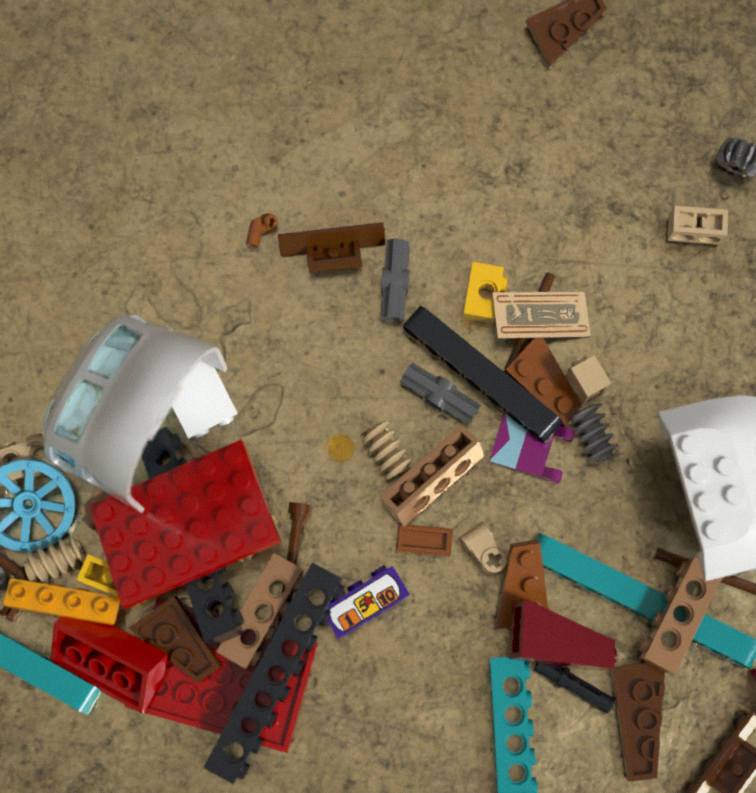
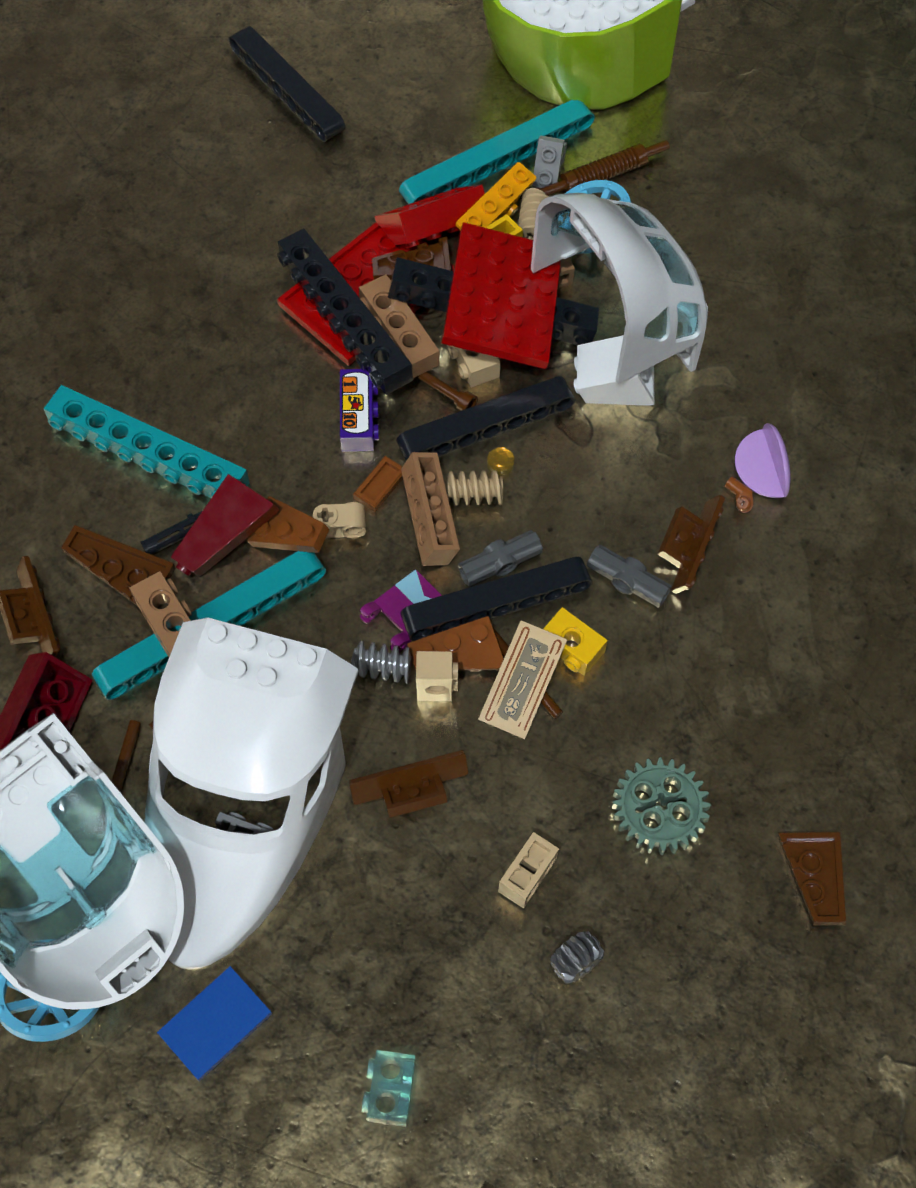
camera: 120 degrees right, 15 degrees down
(219, 222) = (764, 463): none -> lavender piece
(311, 481) = (488, 419): none -> black beam
(599, 144) = (669, 830): none -> sand green gear
(683, 348) = (411, 785): none -> reddish brown bracket

